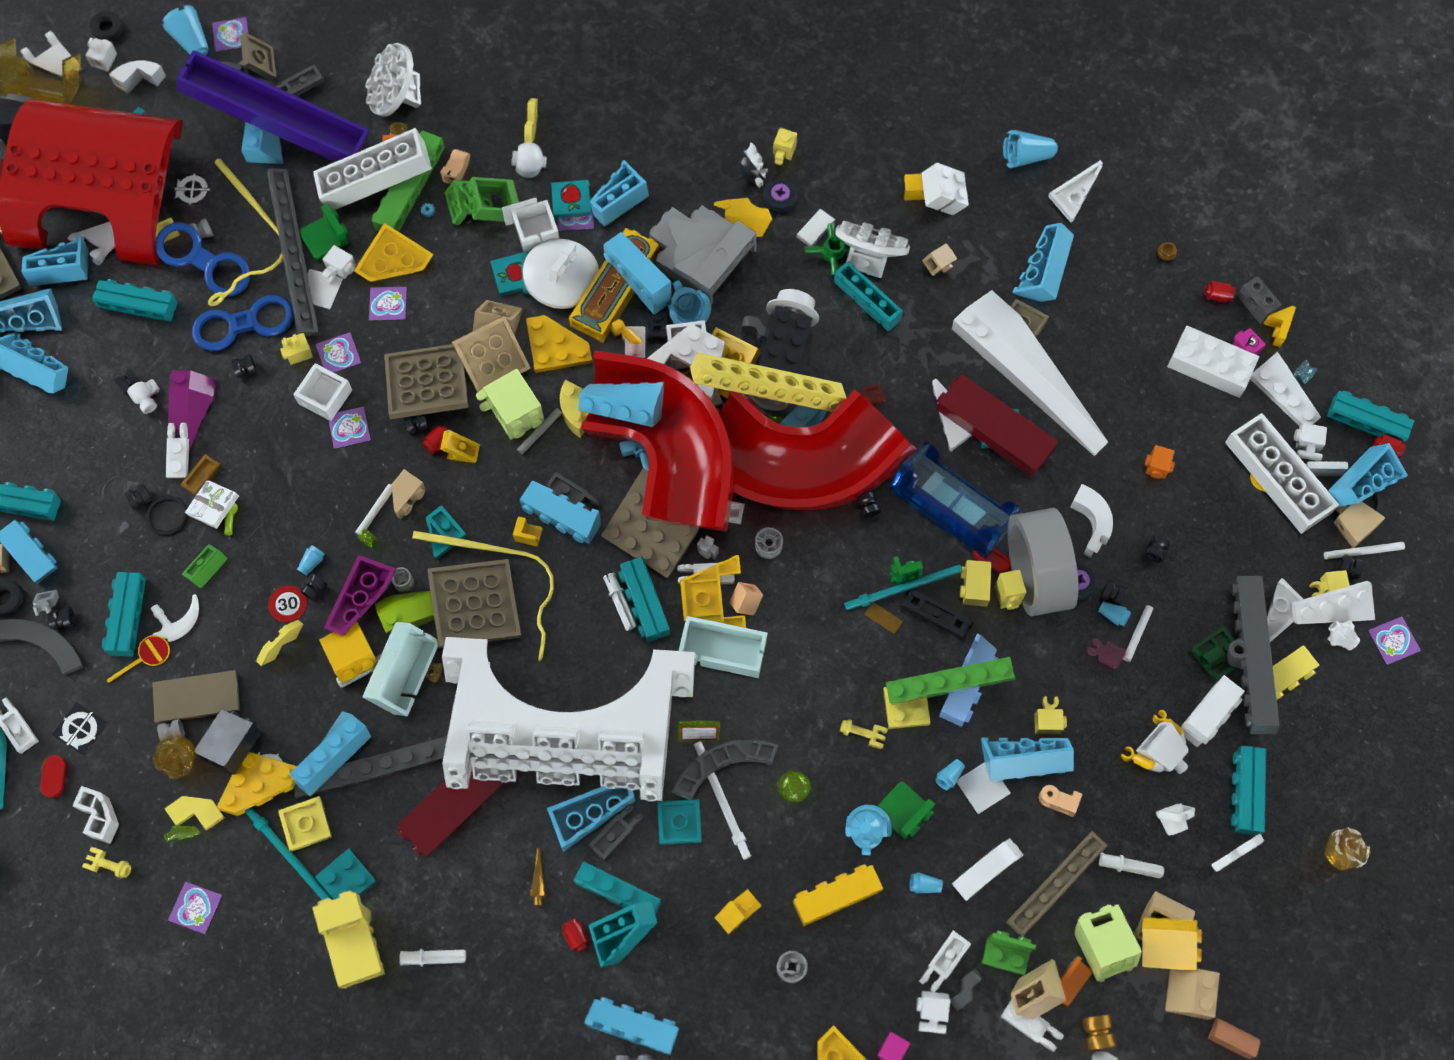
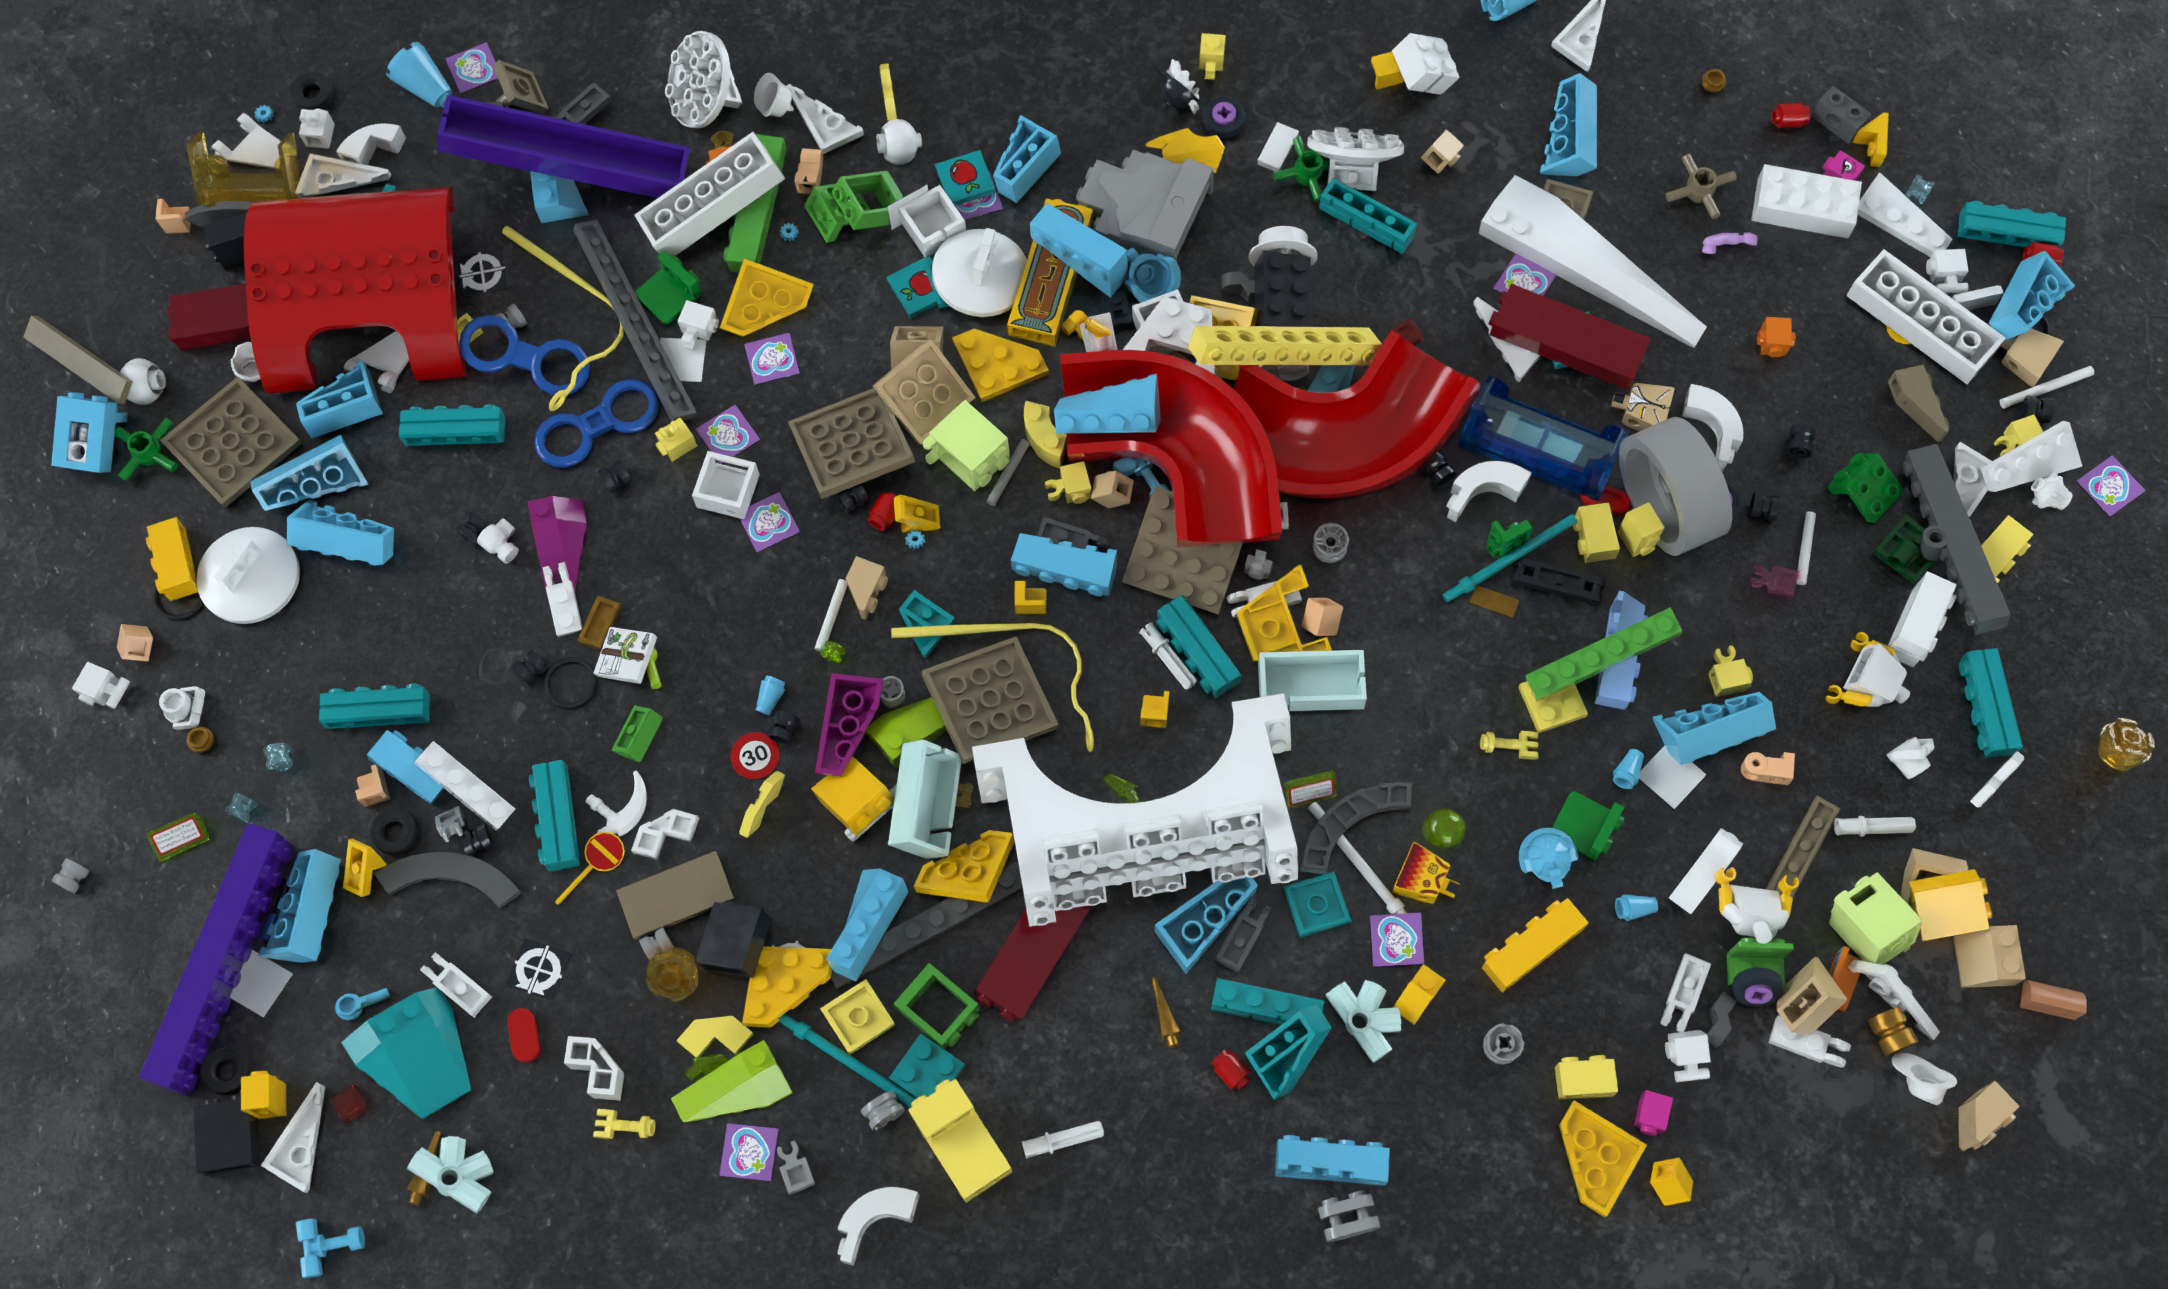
camera: 10 degrees left, 0 degrees up
(61, 575) = (464, 786): none -> white brick
(67, 35) = (262, 110): none -> medium azure piece
(102, 91) = (330, 175): none -> white wing
(194, 645) = (671, 824): none -> white tile
(205, 853) = (740, 1084): none -> lime wedge
(225, 932) = (795, 1172): none -> light grey plate
(267, 976) = (877, 1204): none -> white arch
(301, 901) = (882, 1110): none -> light grey wheel
(355, 814) = (917, 989): none -> bright green window
(418, 732) = (968, 870): none -> yellow plate
(444, 105) = (772, 96): none -> white piece
(454, 463) = (915, 544): none -> medium azure piece
(478, 136) = (826, 126): none -> white wing
(557, 695) = (1123, 787): none -> clear neon green bar
(585, 451) = (1073, 483): none -> light yellow brick
(598, 641) = (1155, 711): none -> yellow panel
(612, 462) = (1112, 489): none -> tan brick
(693, 910) = (1366, 1006): none -> light aqua piece
(732, 864) = (1397, 939): none -> sticker
(767, 820) = (1424, 876): none -> torso
(848, 1010) = (1586, 1078): none -> light yellow brick
(904, 520) = (1487, 477): none -> white arch
(979, 371) = (1525, 275): none -> sticker
(1001, 971) = (1757, 986): none -> black wheel
(1014, 910) = (1754, 910): none -> white torso
(1041, 492) = (1644, 405): none -> tan torso
(1110, 1004) = (1890, 987): none -> white wing
(1115, 613) = (1772, 530): medium azure cone -> none
(1139, 330) = (1701, 185): none -> dark tan bar
(1142, 376) = (1729, 239): none -> lavender arm
(1200, 595) = (1868, 485): none -> green bracket
(1256, 533) = (1915, 396): none -> dark tan slope

